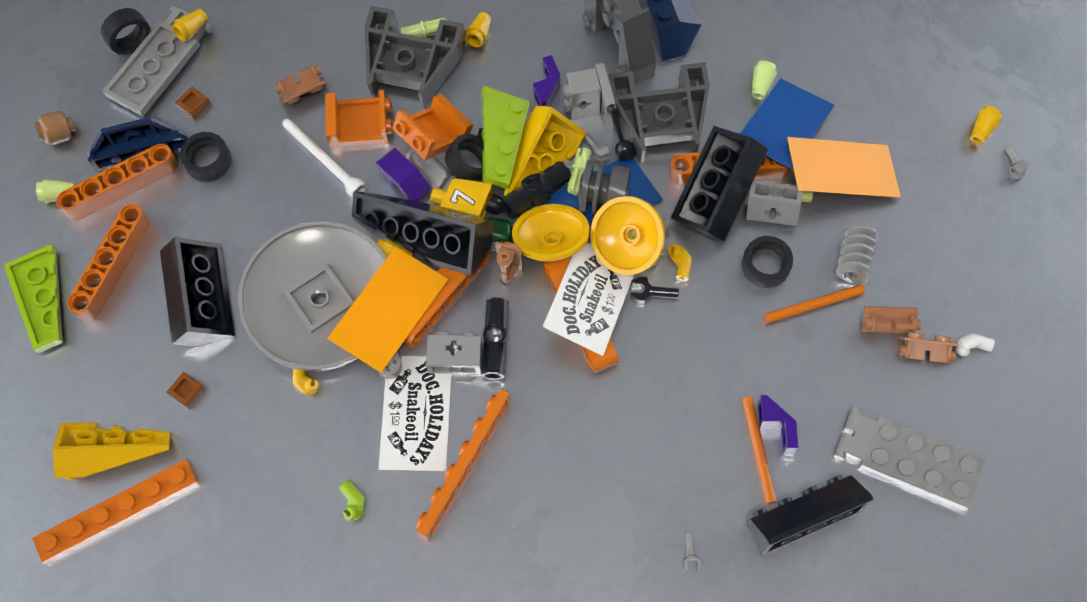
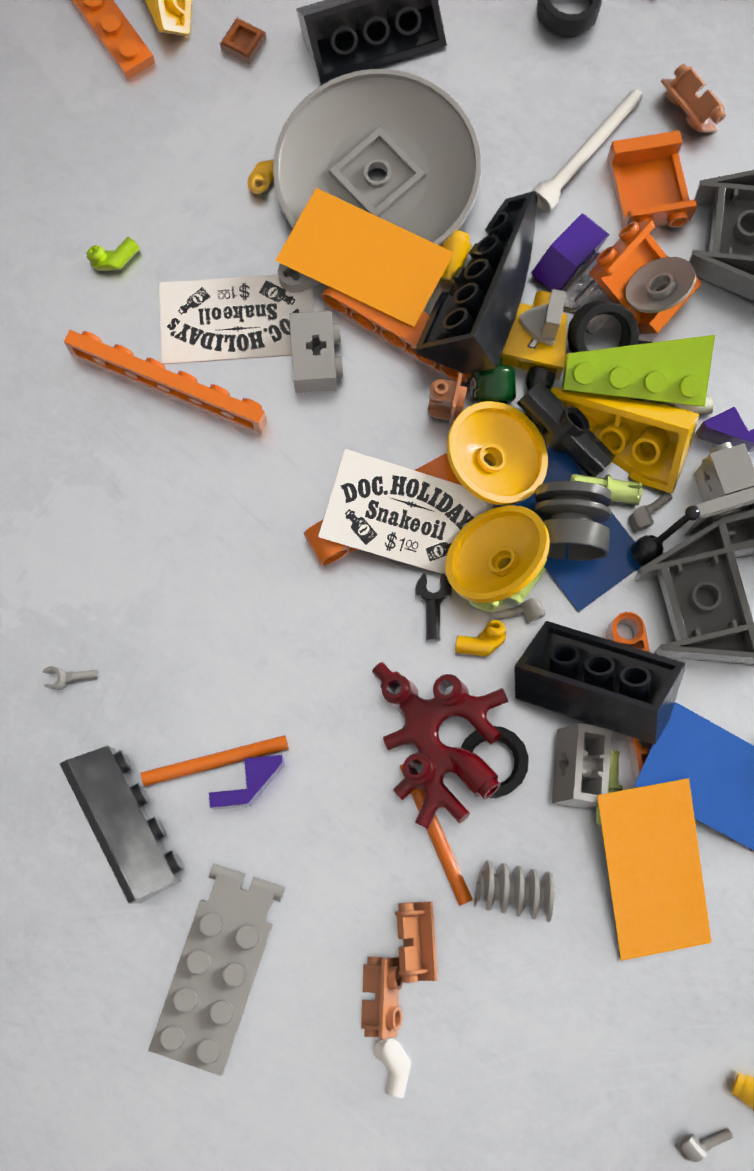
camera: 80 degrees right, 10 degrees up
(433, 114) = (660, 284): none -> light grey dish
(458, 187) = (544, 320): none -> light grey tile
(495, 352) = (365, 400): black piece -> none
(744, 302) = (421, 730): none -> dark red plant

